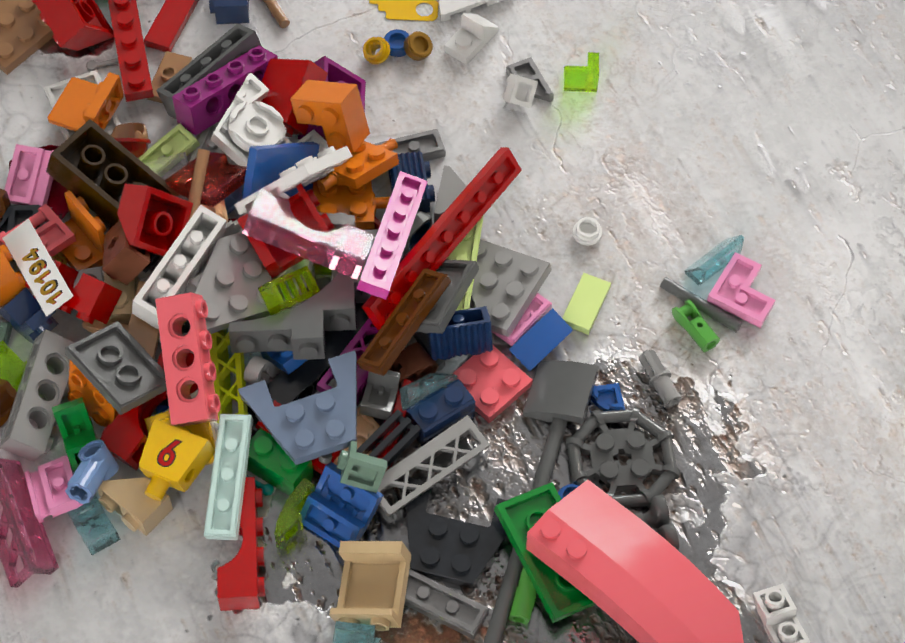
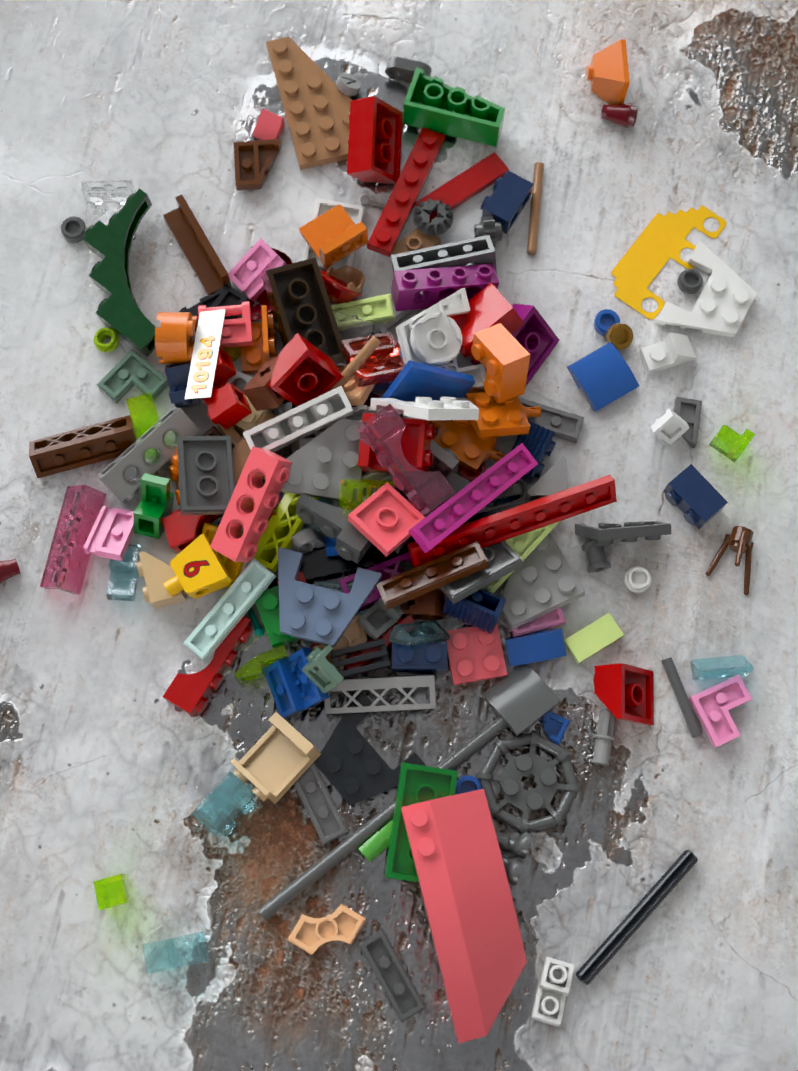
camera: 35 degrees right, 15 degrees up
(95, 467) = (146, 538): medium blue piece -> none
(162, 48) = (438, 225): none -> dark grey gear
(229, 19) = (489, 227): none -> dark grey gear
(326, 295) = (385, 519): none -> coral plate
(370, 48) = (582, 314): yellow plate -> none
(428, 86) = (603, 376): none -> blue slope
(536, 233) = (596, 557): none -> dark grey bush
(549, 194) = (608, 532): none -> dark grey wing
(585, 134) = (694, 497): none -> dark blue brick
(647, 323) = (626, 691): none -> red slope
(653, 149) = (740, 542): none -> reddish brown plant
(696, 328) = (664, 717): bright green bar -> none
(804, 510) = (636, 917): none -> black axle

